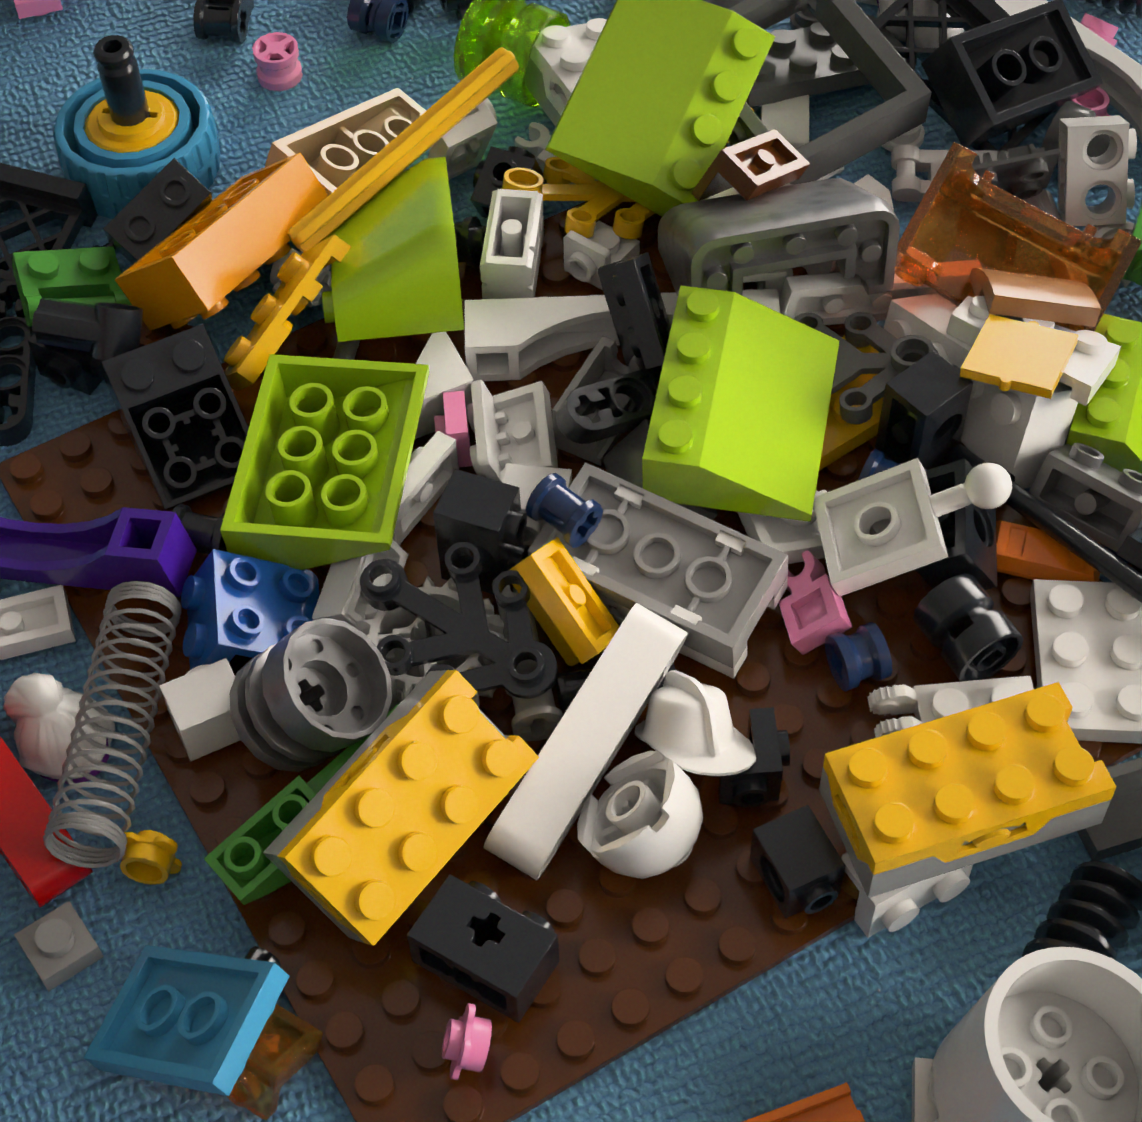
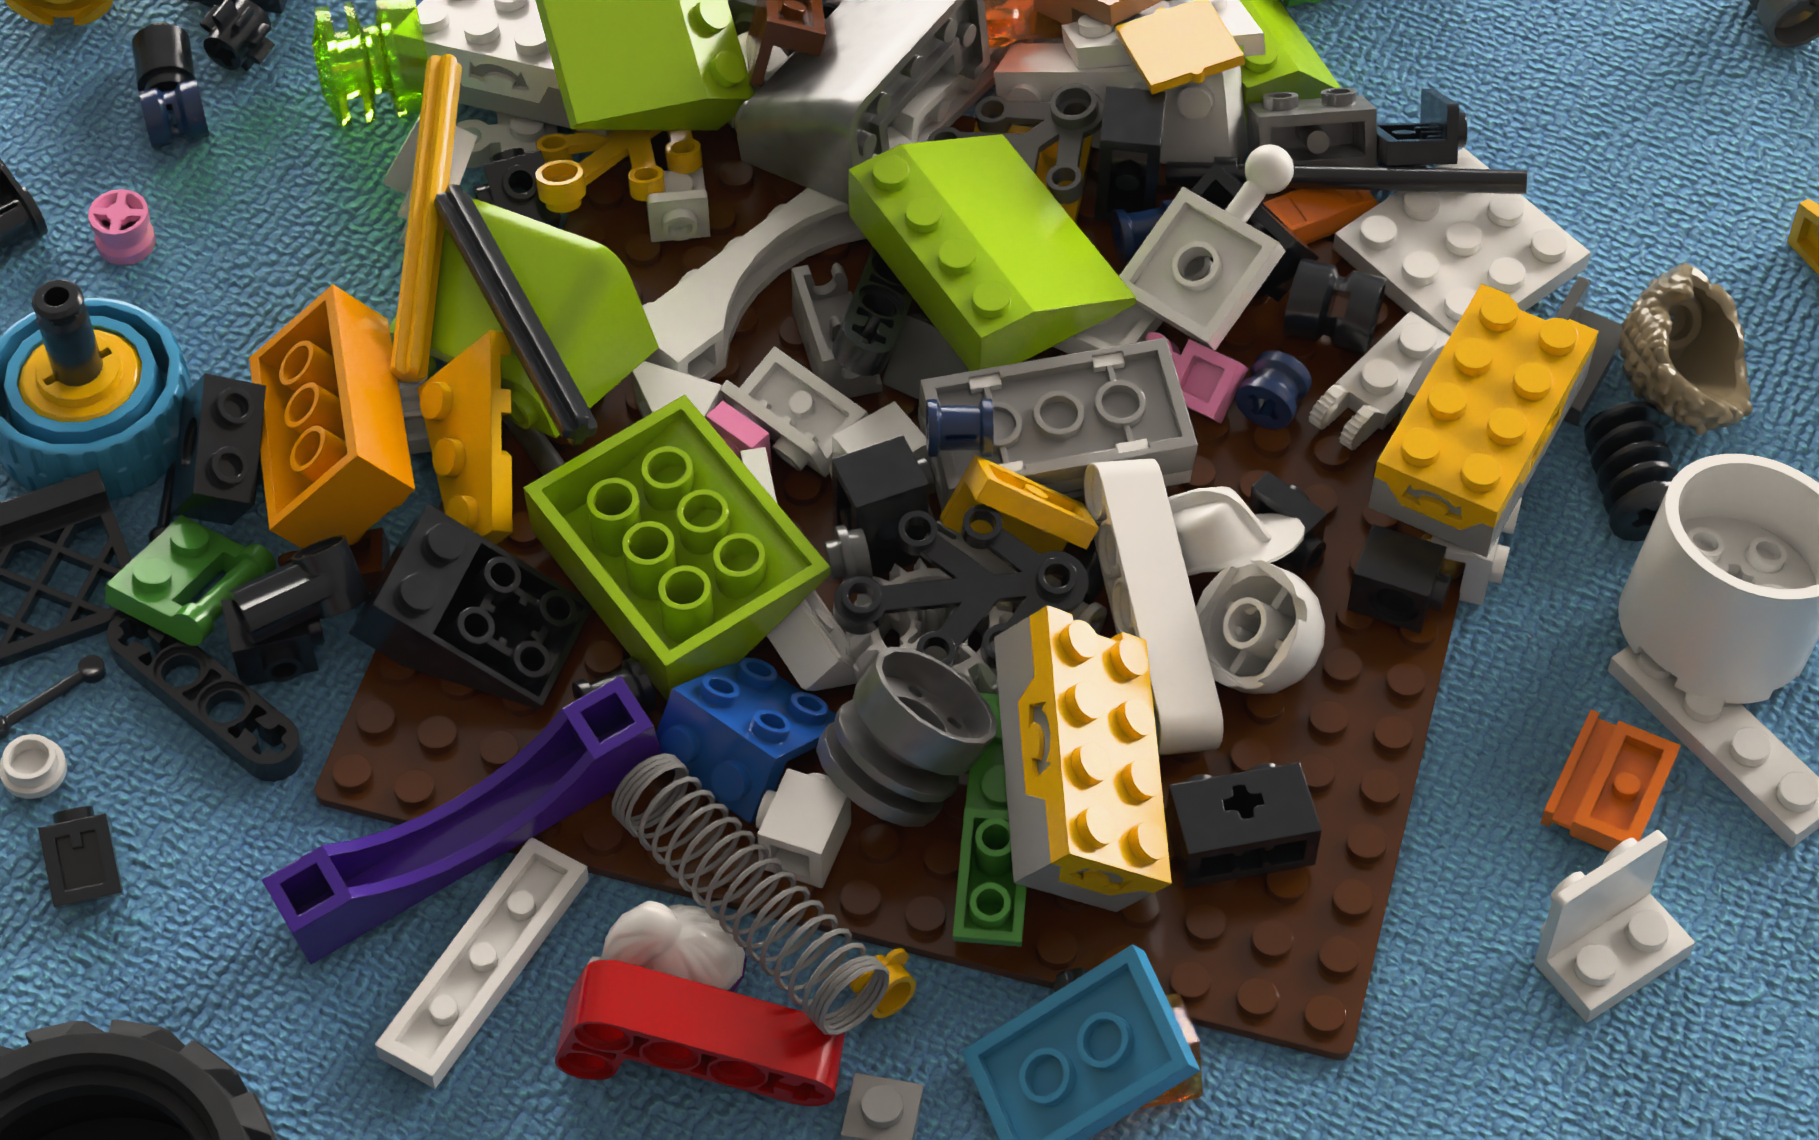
camera: 45 degrees left, 0 degrees up
(350, 138) = (322, 246): tan wedge -> none
(363, 240) = (516, 316): none -> black axle
(413, 546) = (848, 554): none -> dark grey plate
(467, 1042) = (1307, 900): bright pink plate -> none
(512, 244) = (598, 215): white brick -> none
(636, 309) = (808, 222): black bracket -> none

